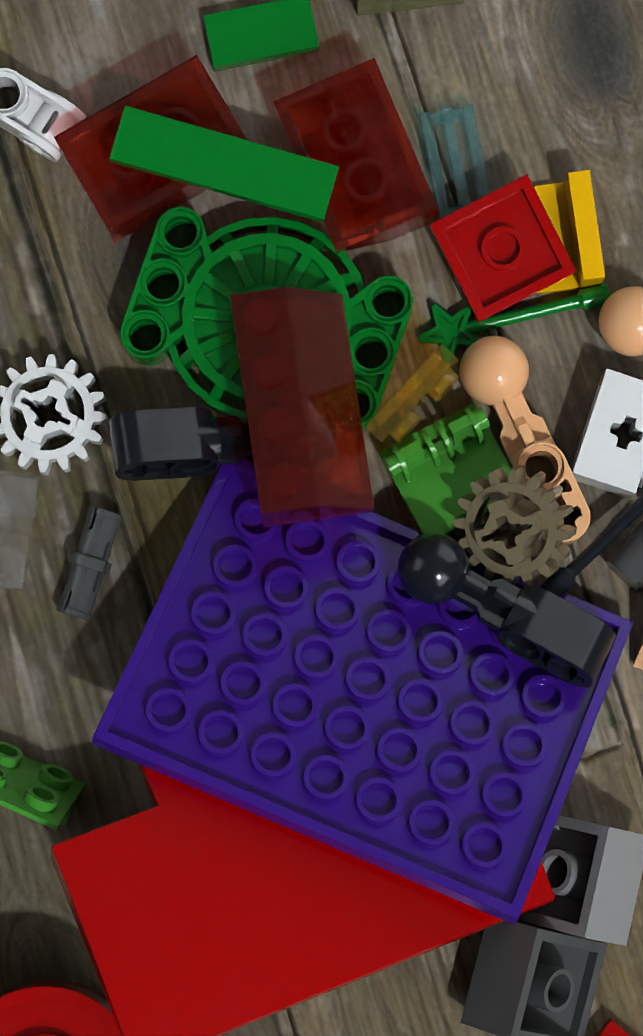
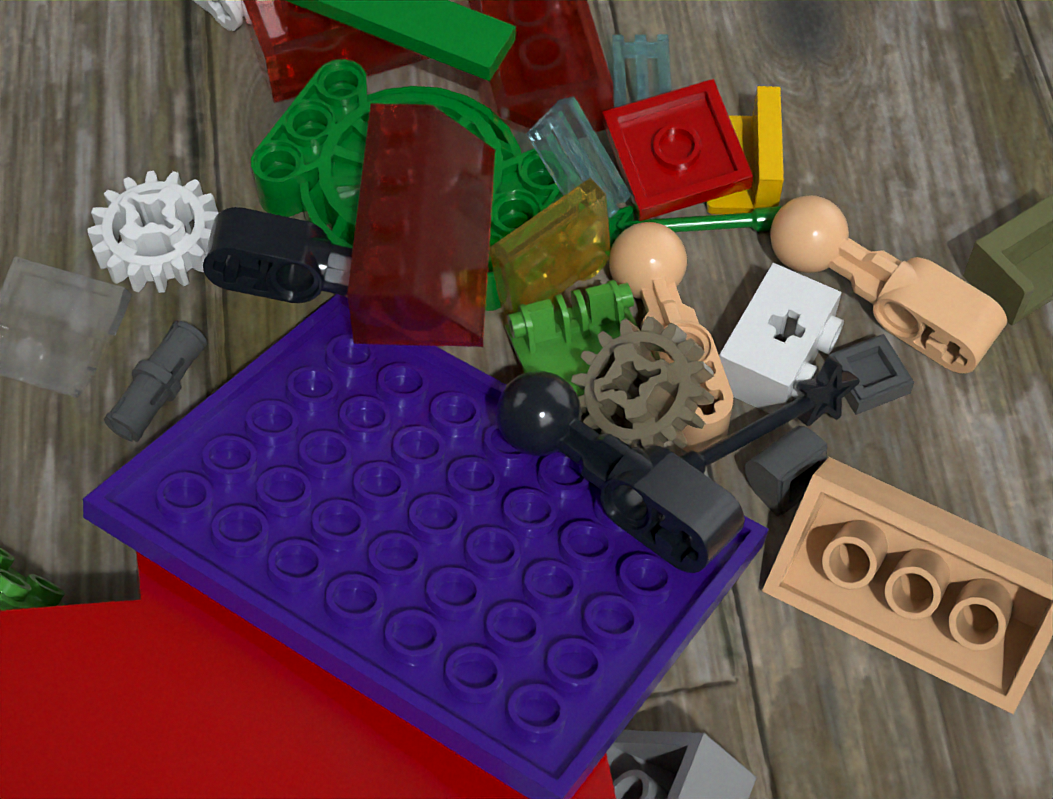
camera: 10 degrees right, 25 degrees down
(444, 316) = (584, 151): none -> clear light blue tile

